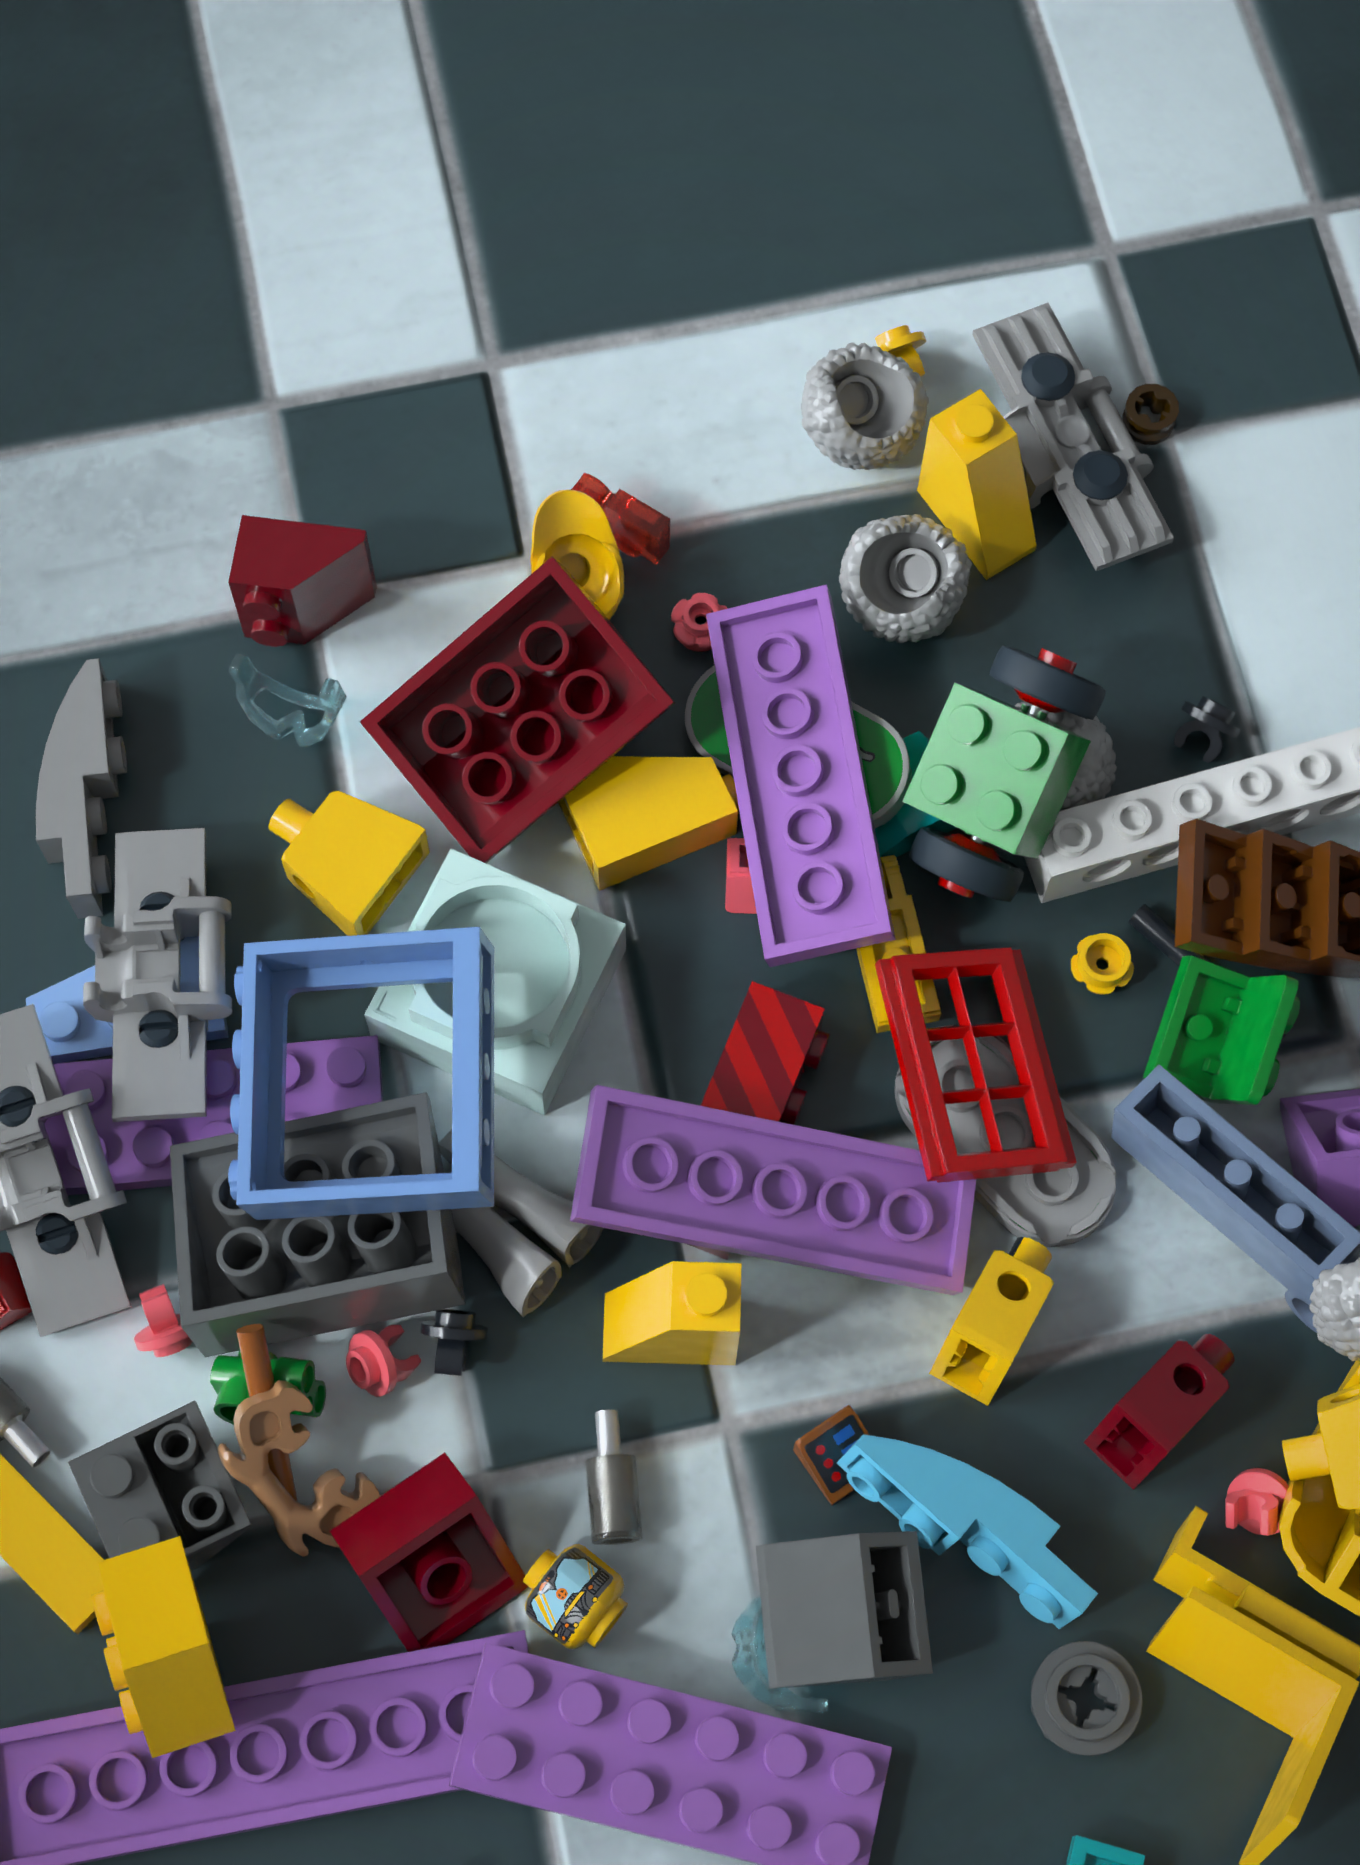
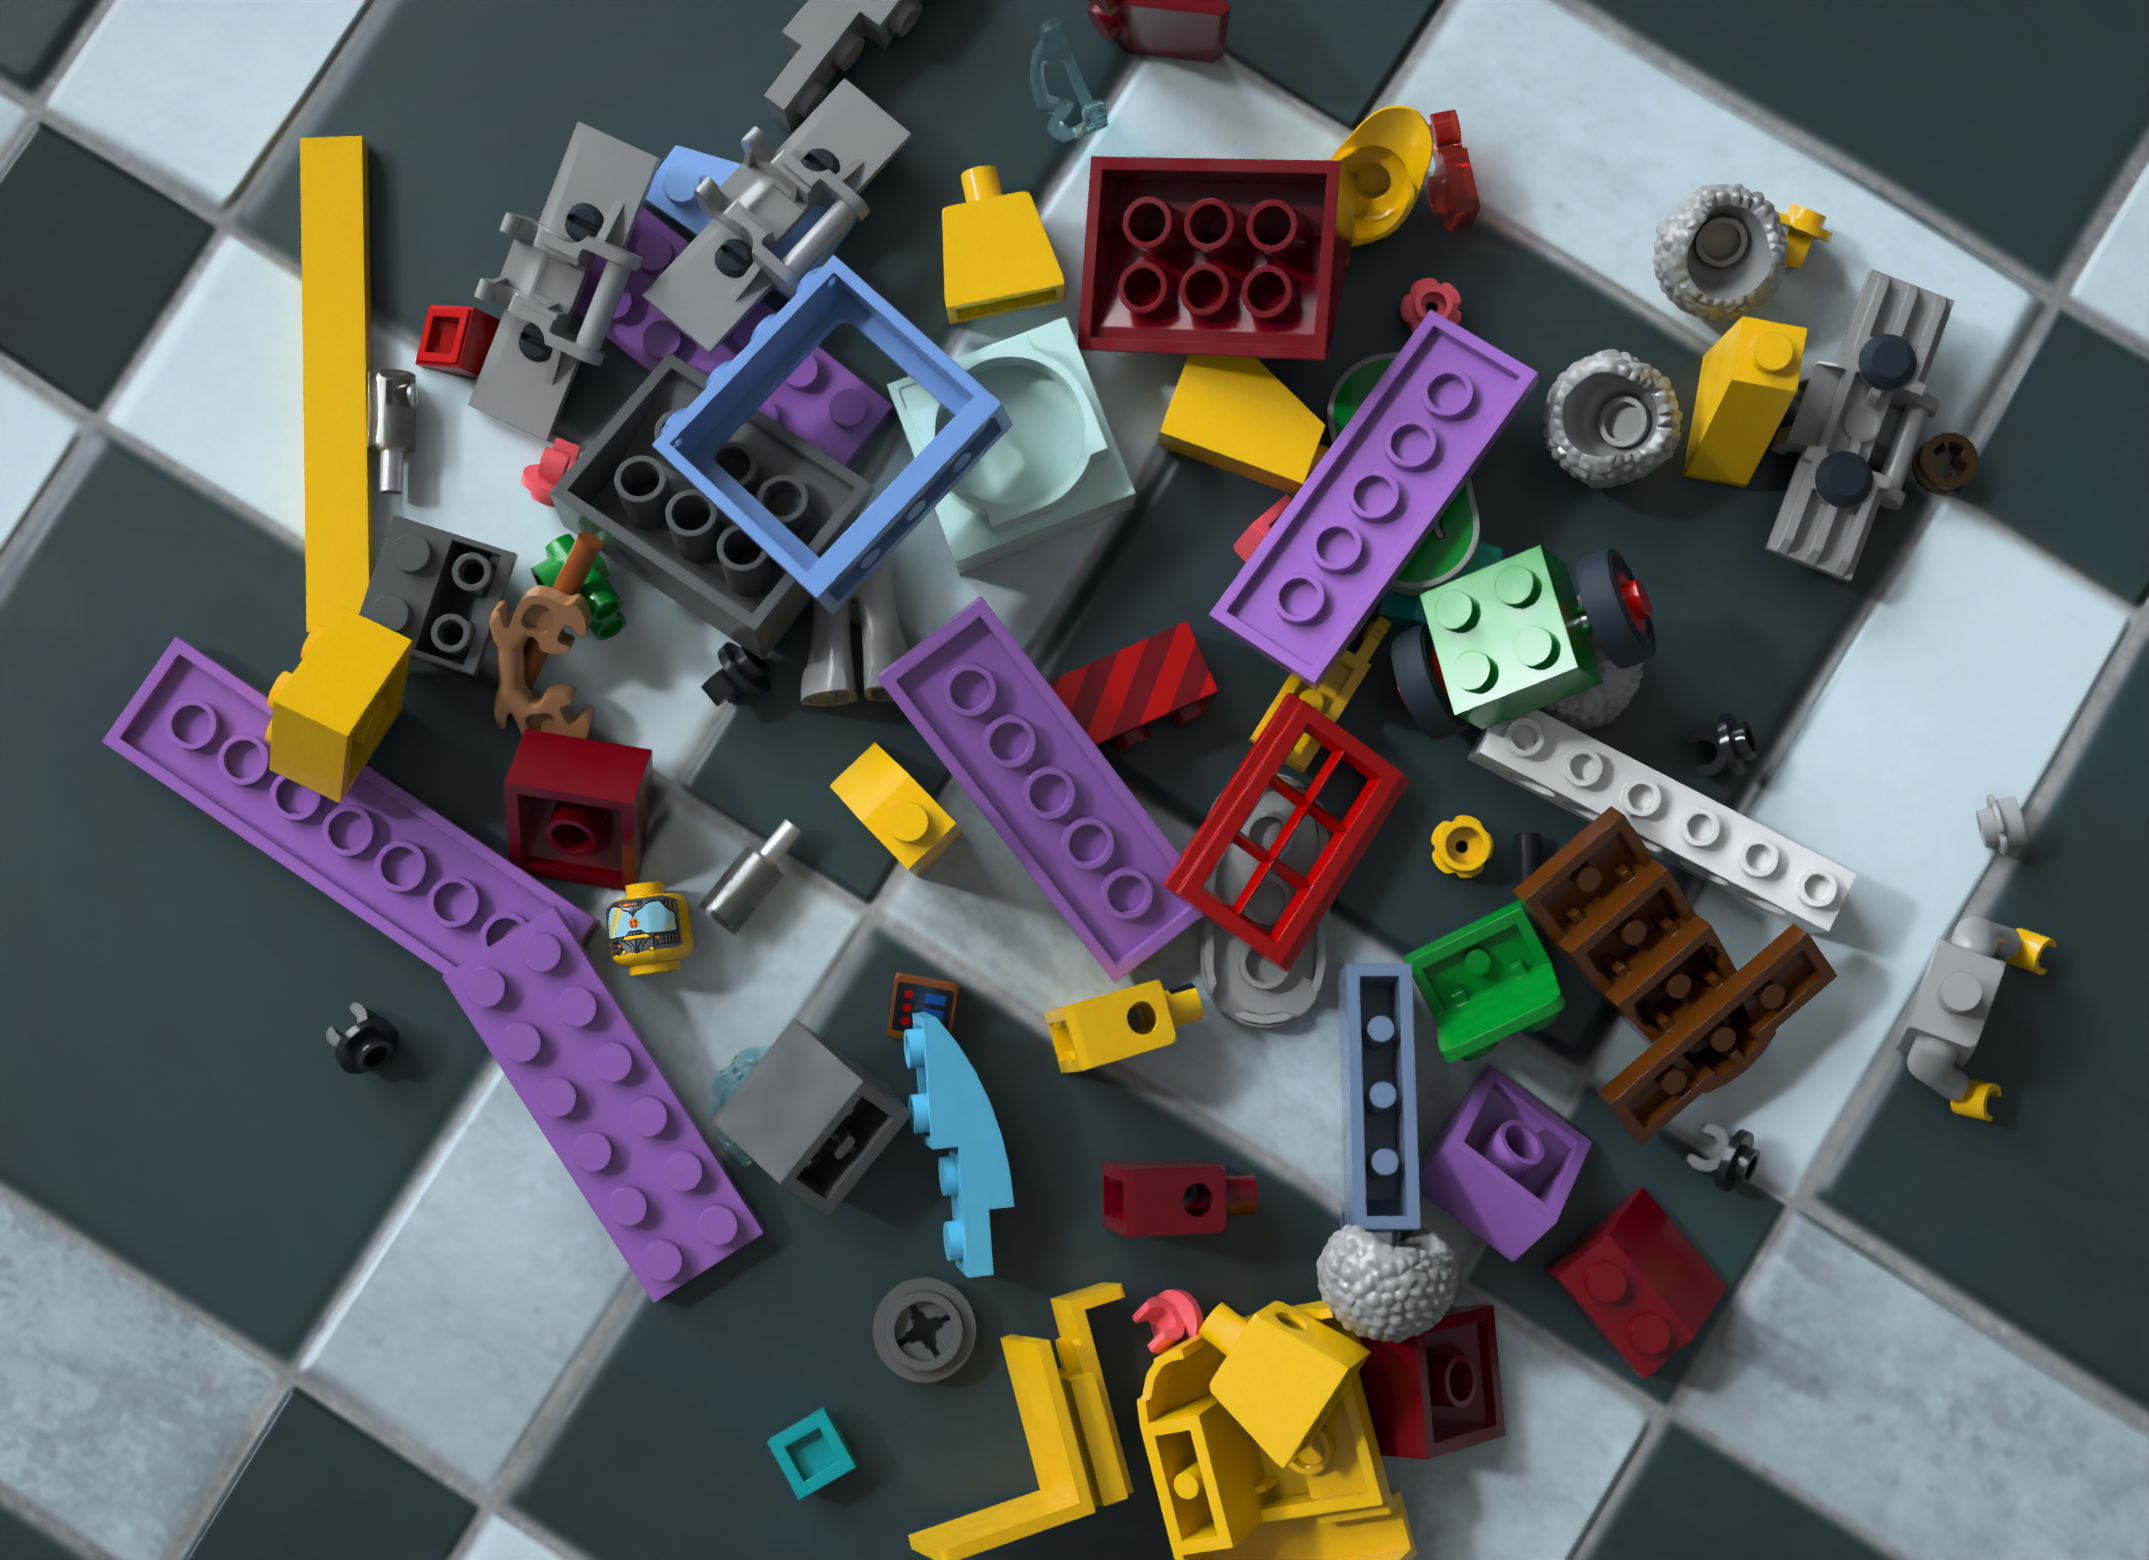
camera: 45 degrees right, 15 degrees up
(372, 1363) = (667, 641): coral plate -> none

